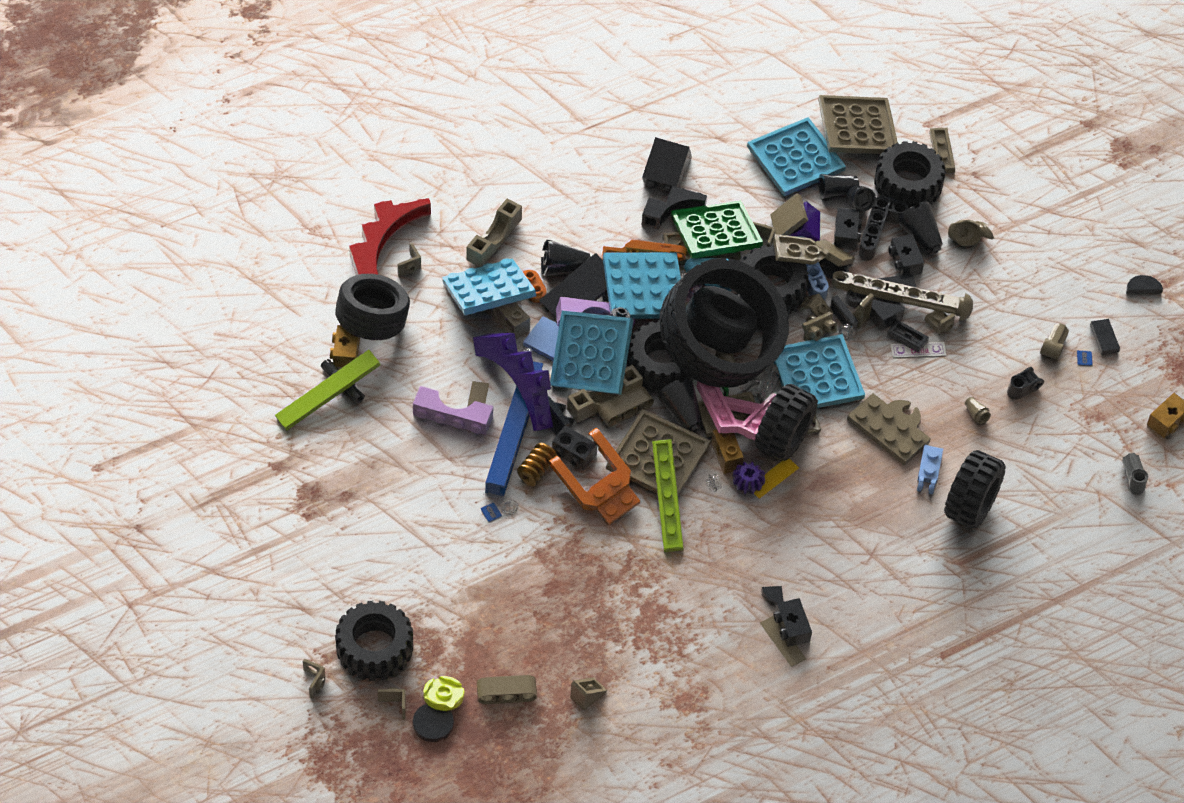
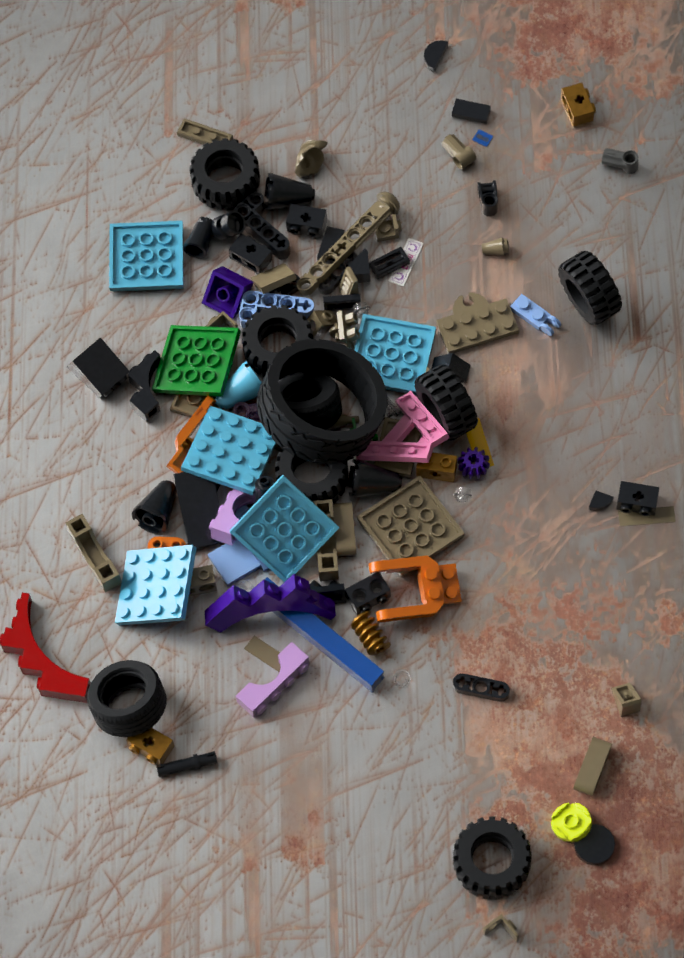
camera: 55 degrees left, 10 degrees up
(327, 390) = (194, 781): lime tile -> none
(393, 695) = (563, 860): dark tan bracket -> none
(410, 265) = (84, 636): dark tan bracket -> none
(491, 512) = (395, 696): blue sticker -> none
(533, 580) = (476, 680): none -> black beam
(667, 495) = (460, 538): lime tile -> none
(789, 216) = (216, 293): dark tan tile -> none
(798, 250) = (266, 303): dark tan tile -> none
(833, 425) = (458, 365): none -> black slope
(857, 124) = (143, 187): dark tan plate -> none

